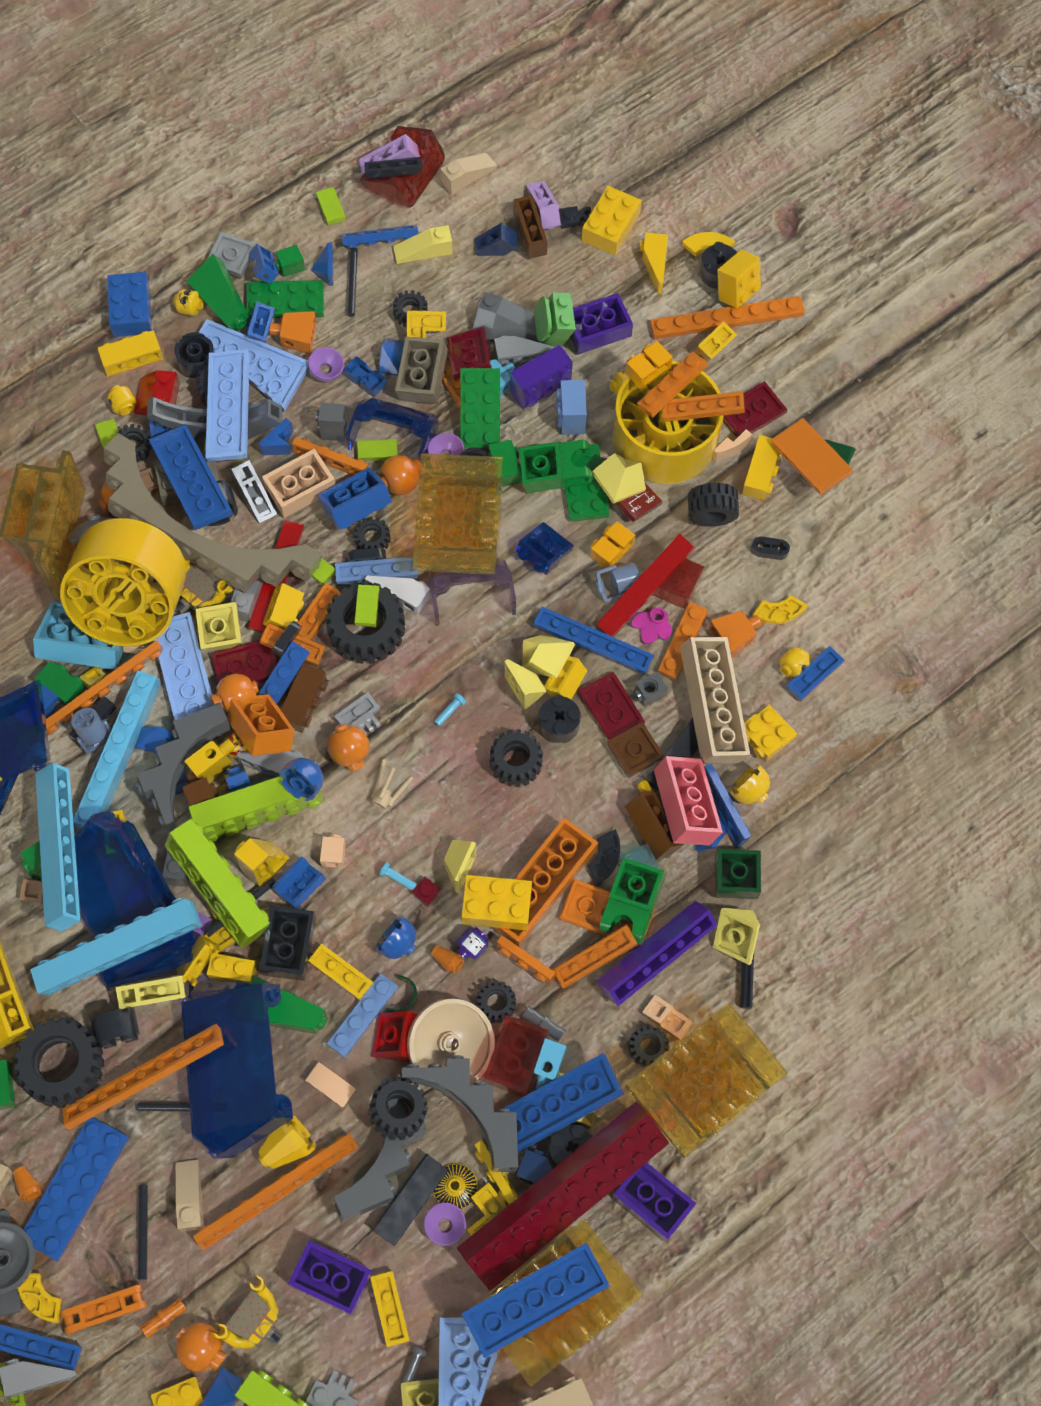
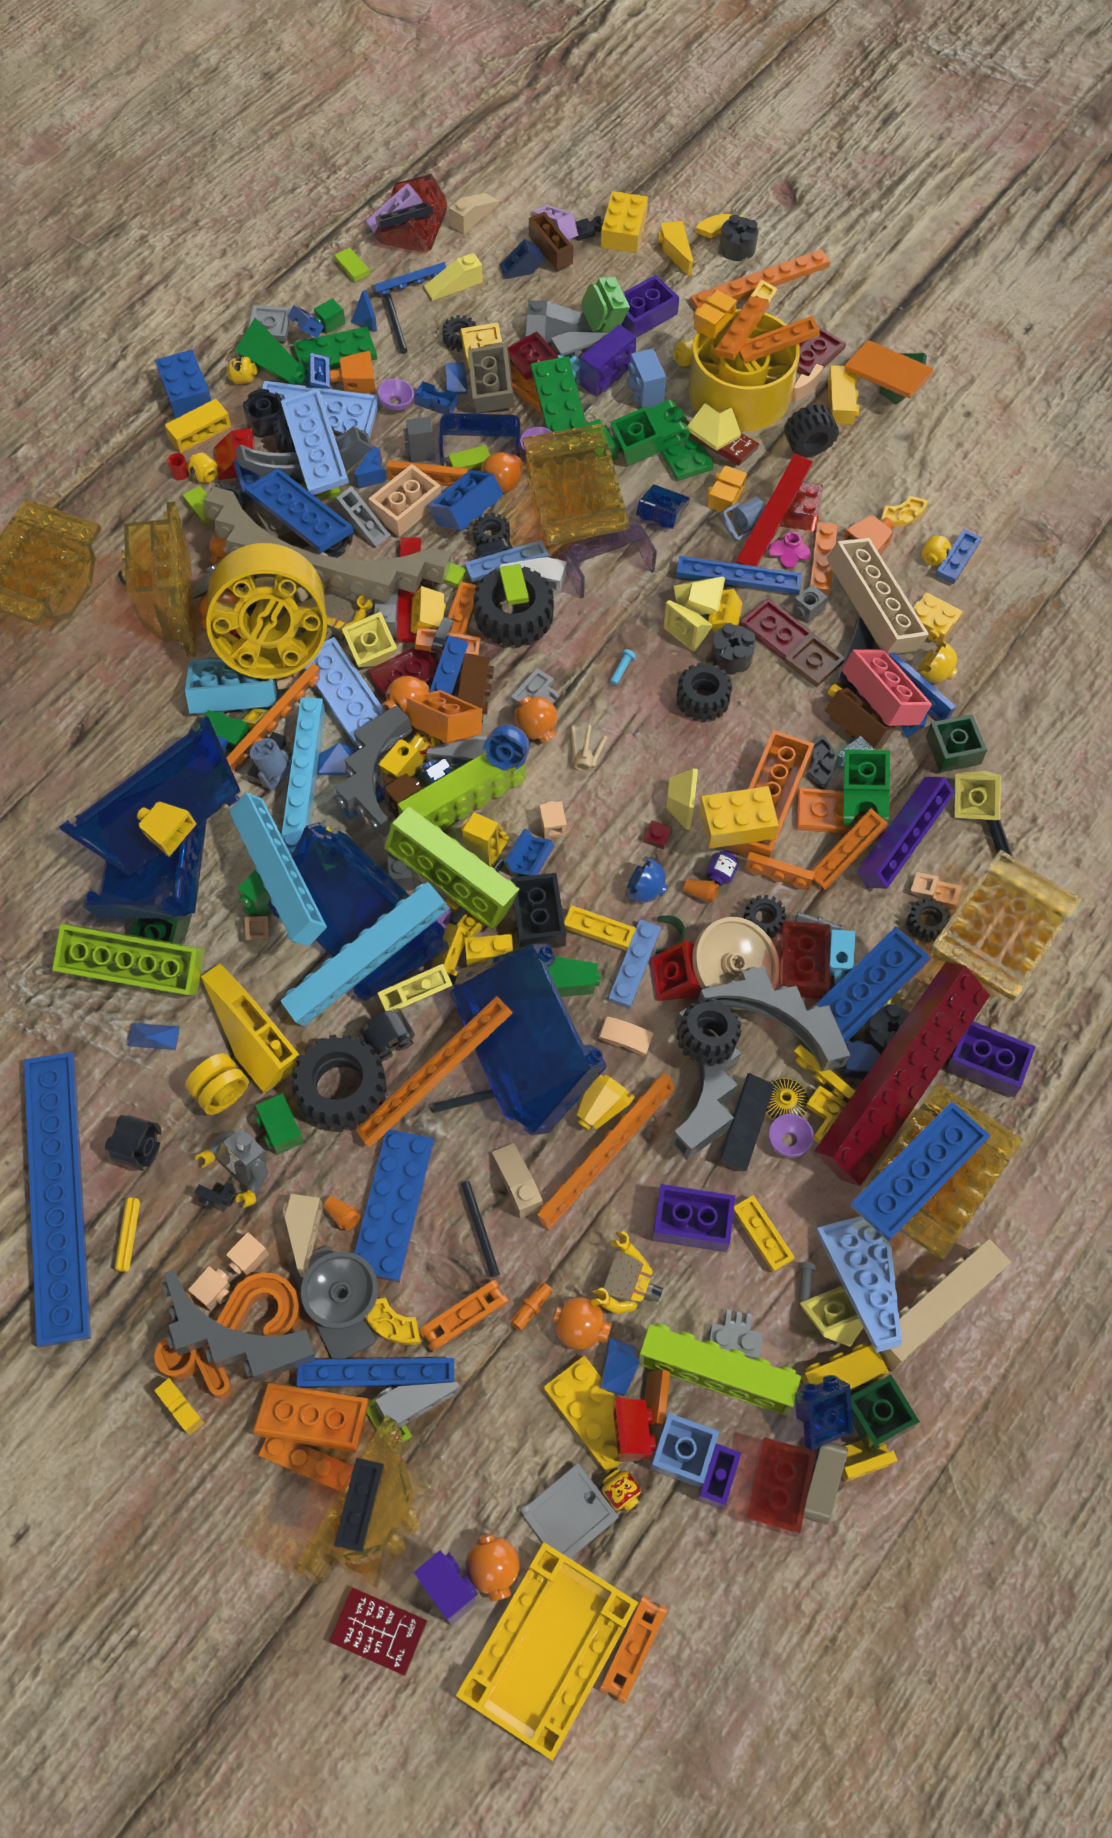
camera: 15 degrees left, 5 degrees down
(98, 387) = (178, 466): none -> red beam
(386, 870) = (625, 828): medium azure piece -> none
(739, 278) = (763, 241): yellow brick -> none
(770, 548) = (874, 461): black beam -> none

